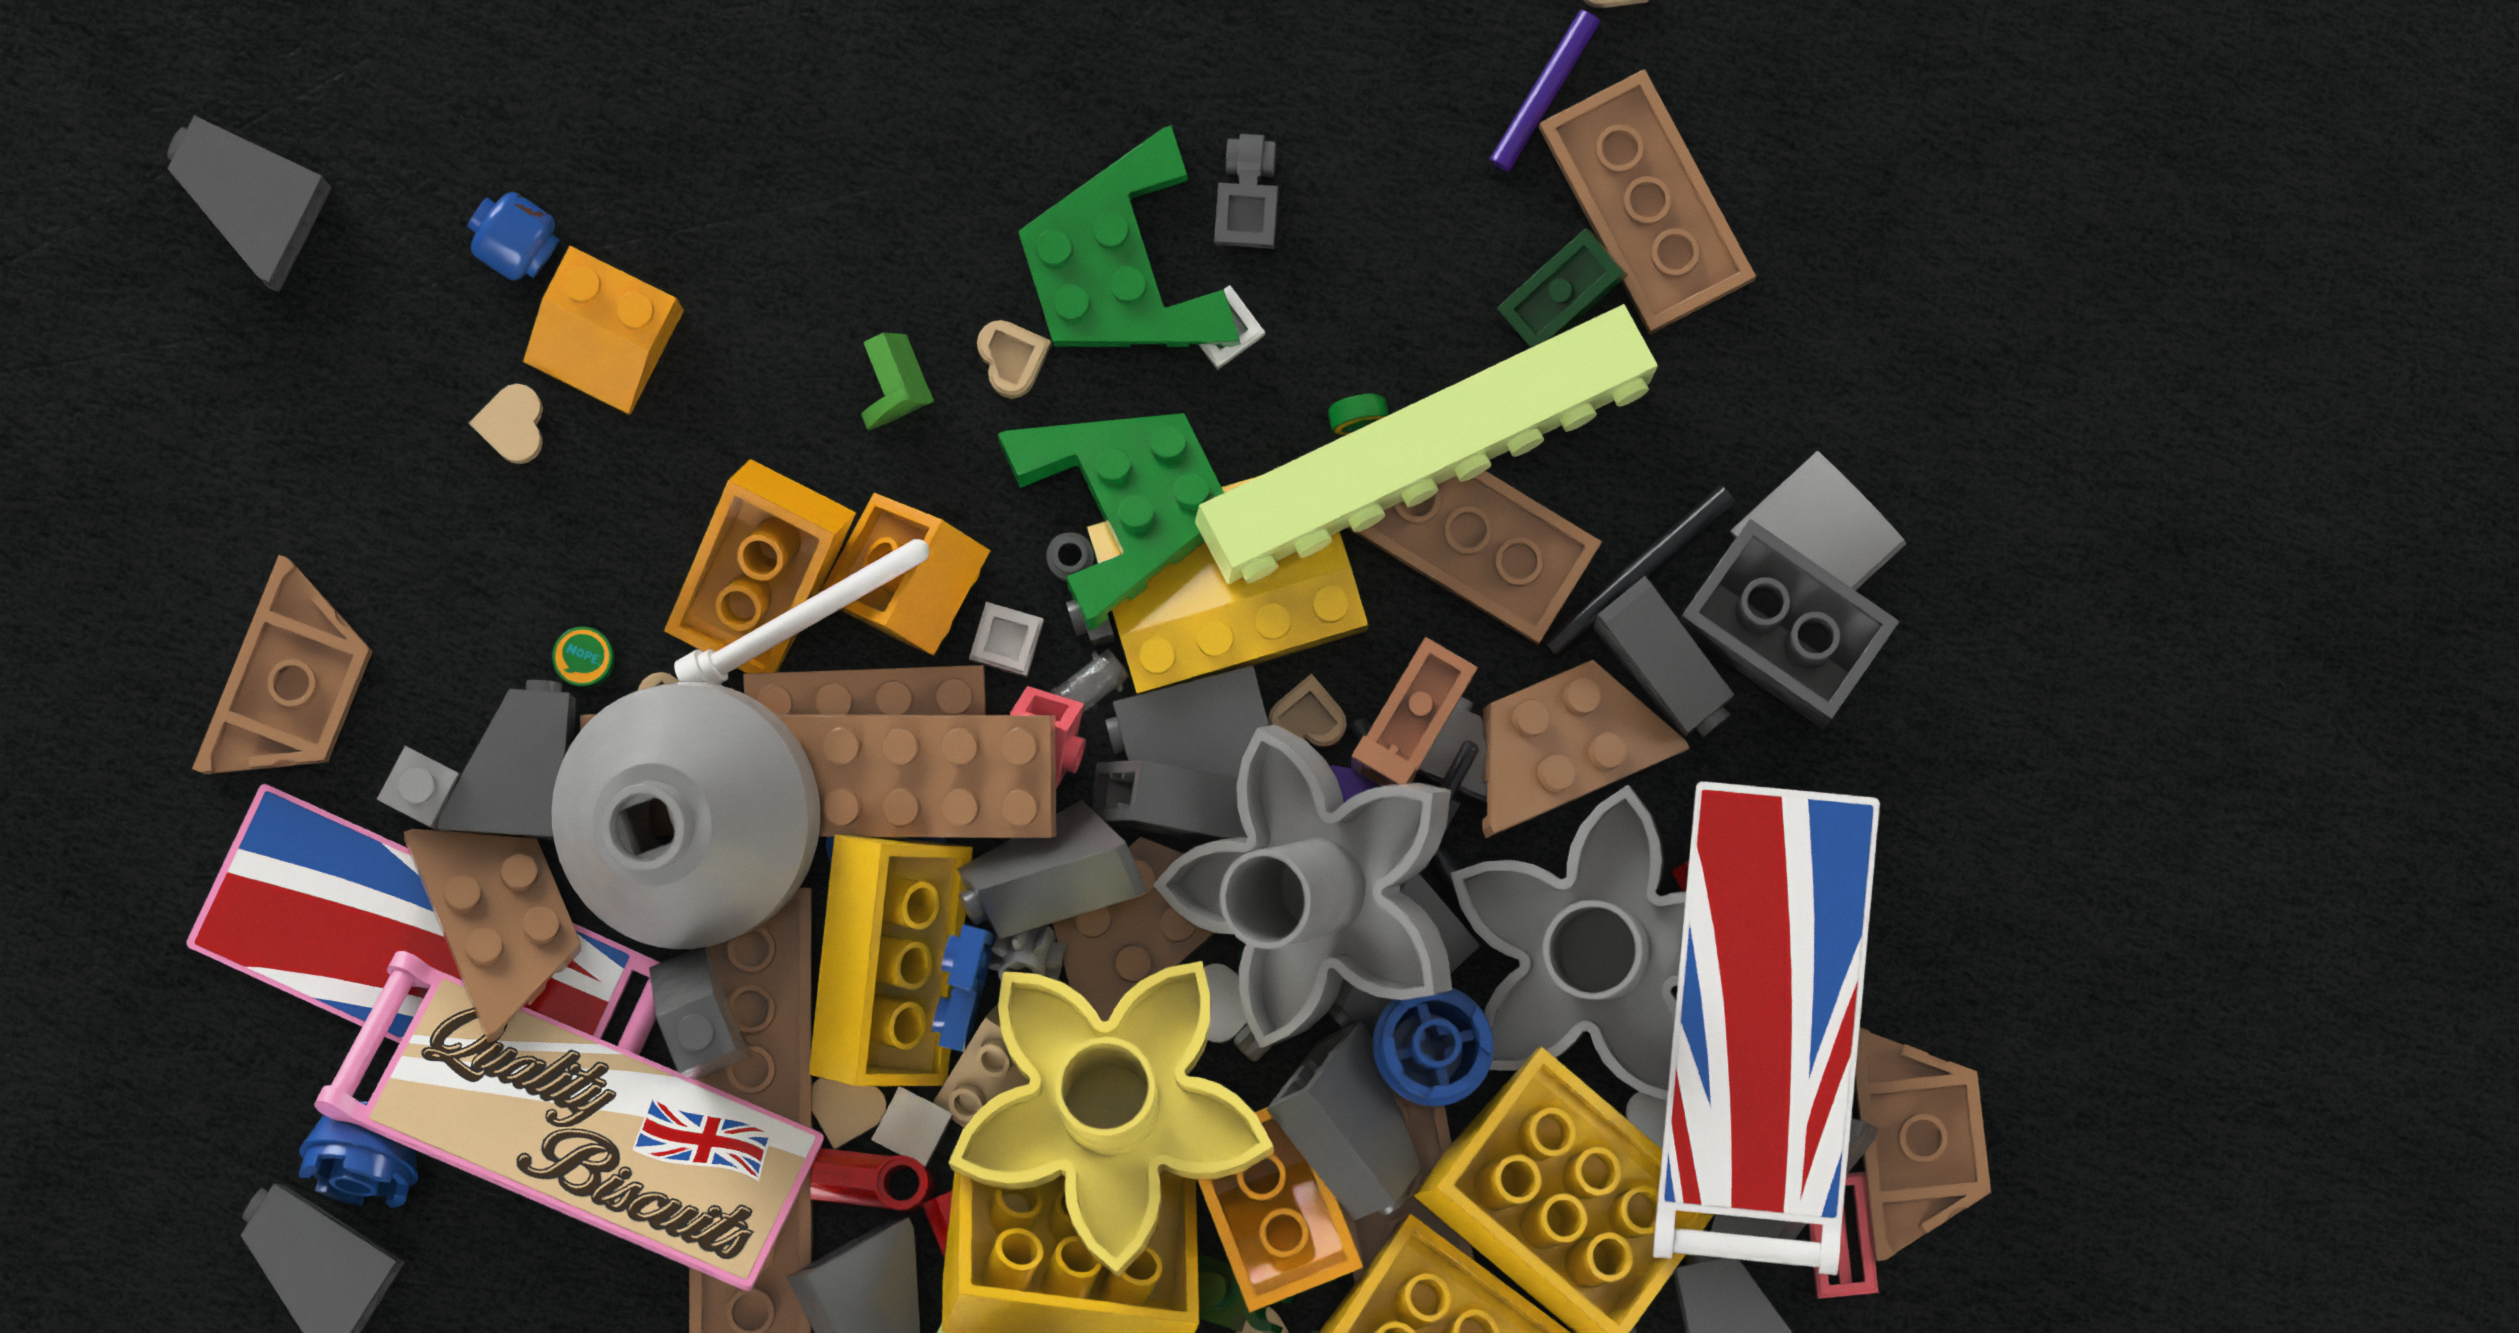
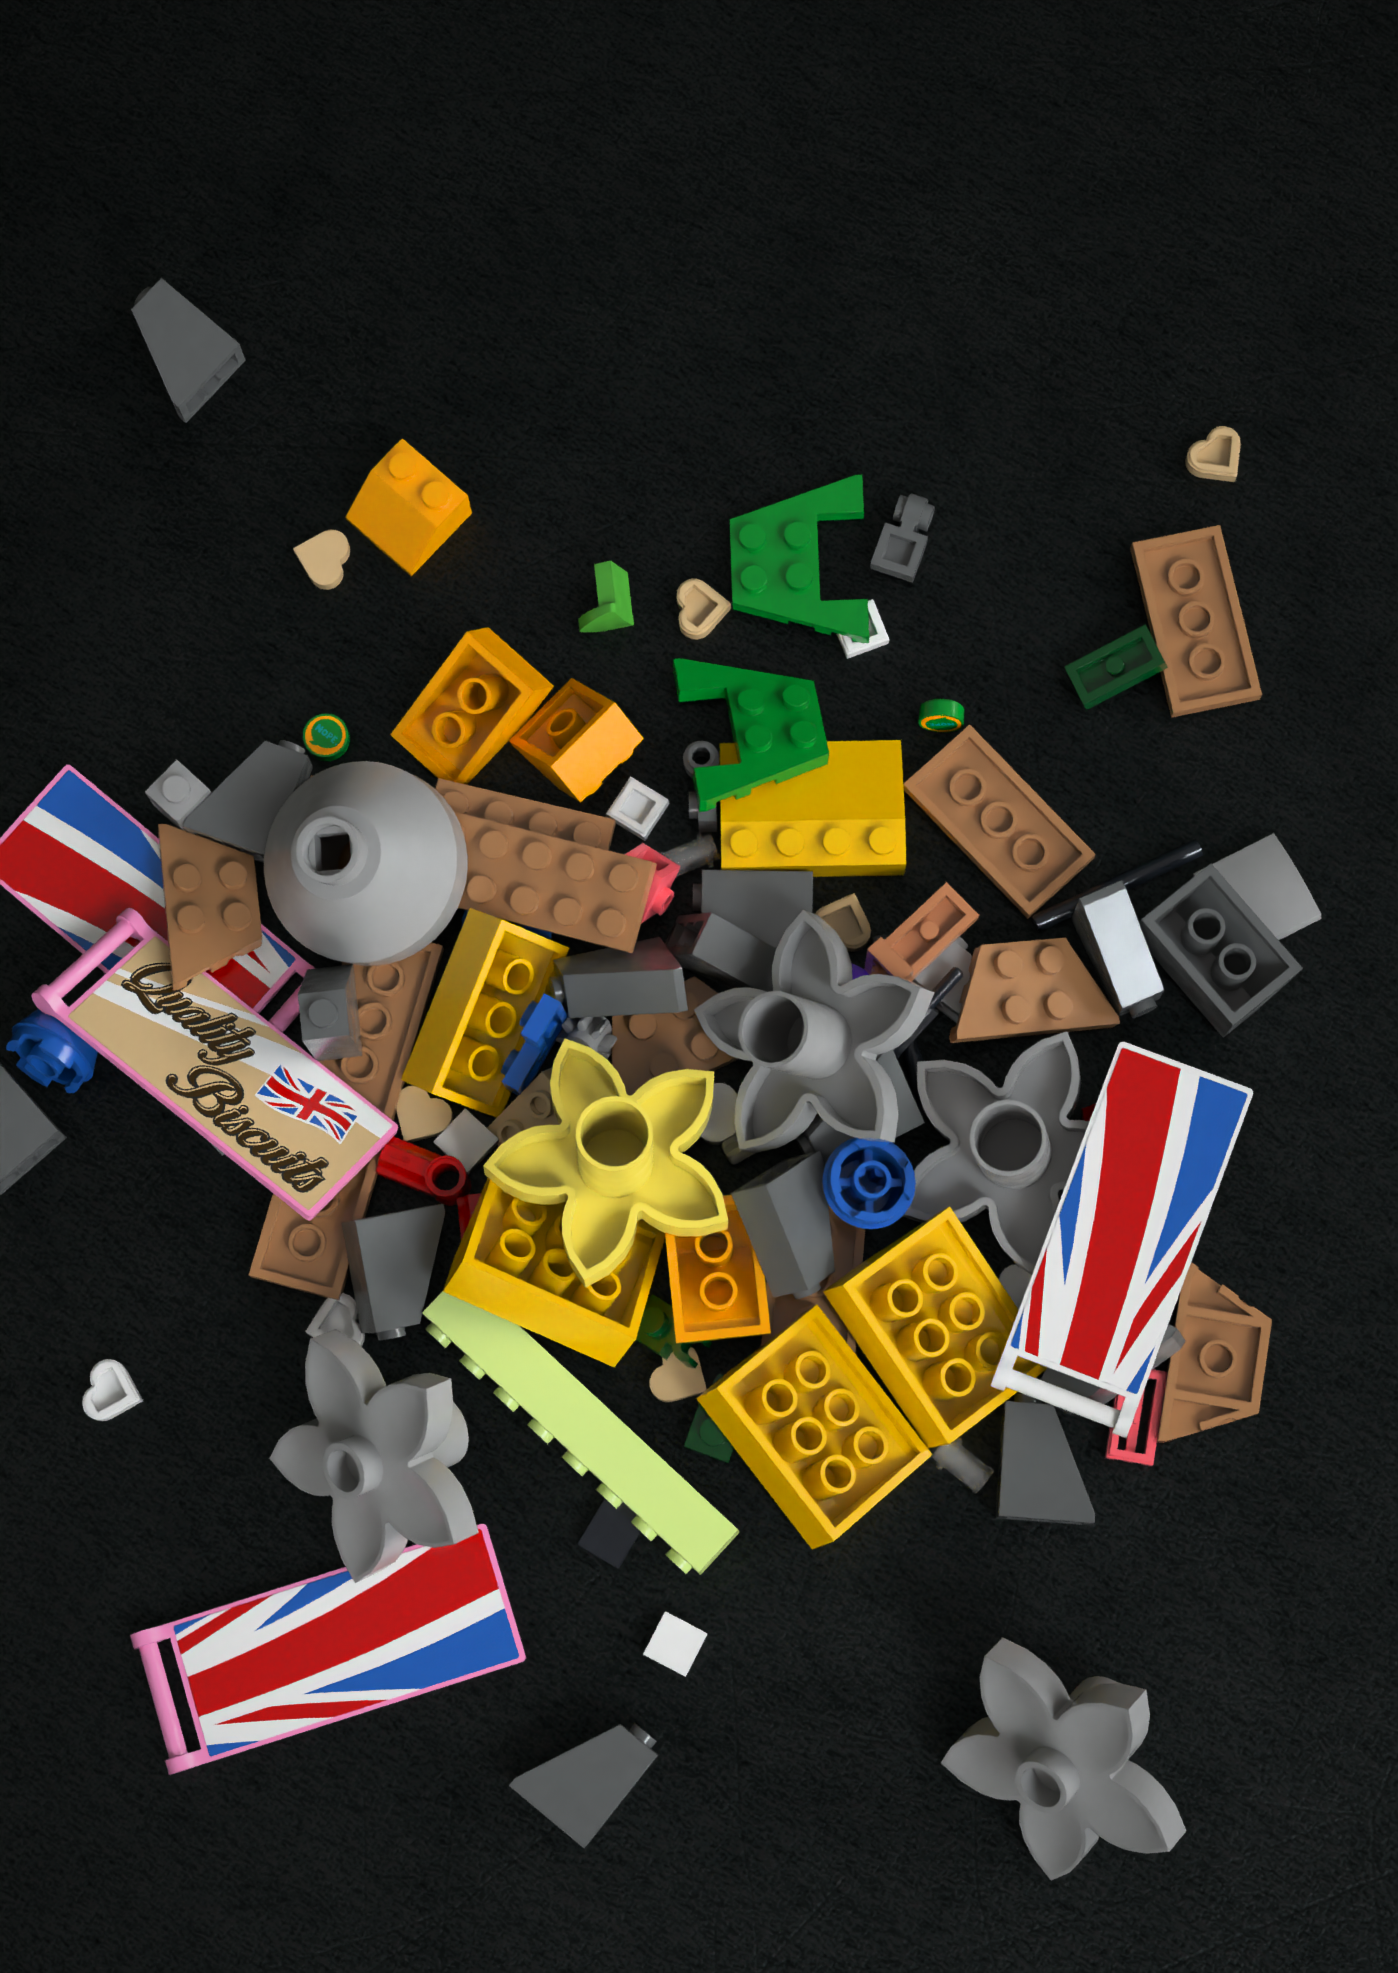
camera: 15 degrees right, 5 degrees down
(287, 682) = (106, 697): medium nougat wing -> none
(512, 236) = (364, 424): blue head -> none
(714, 666) = (496, 745): white piece -> none
(1425, 445) = (985, 747): yellowish green brick -> none
(1544, 90) = (1141, 523): dark purple bar -> none

